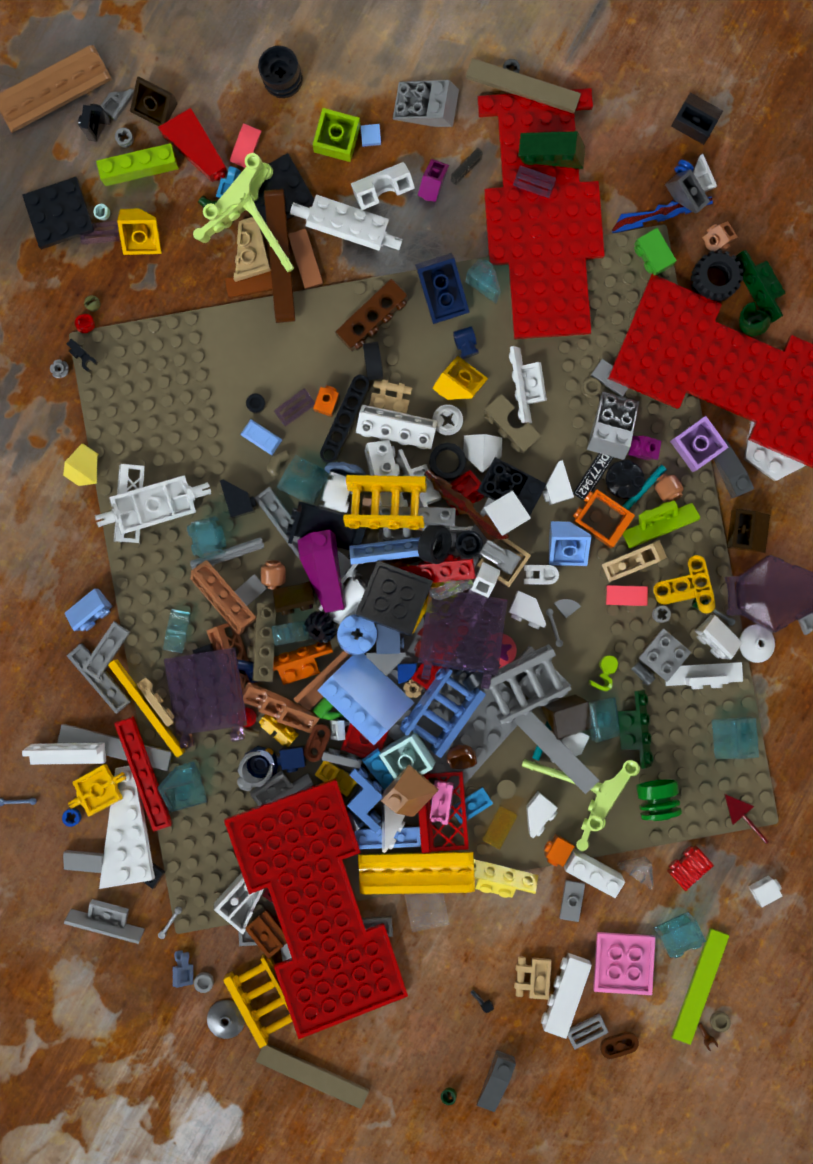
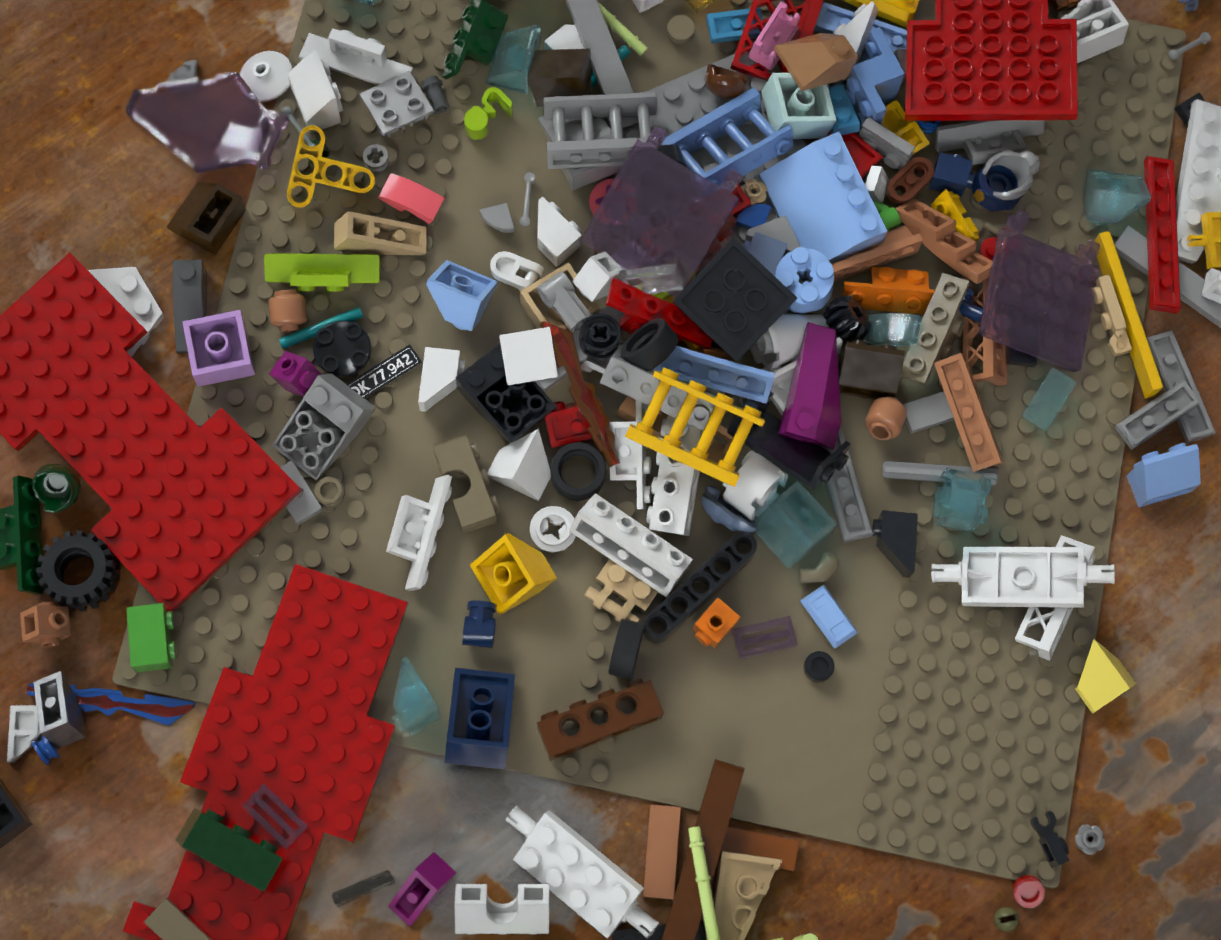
camera: 165 degrees left, 15 degrees down
(620, 528) = (384, 283): orange window -> none

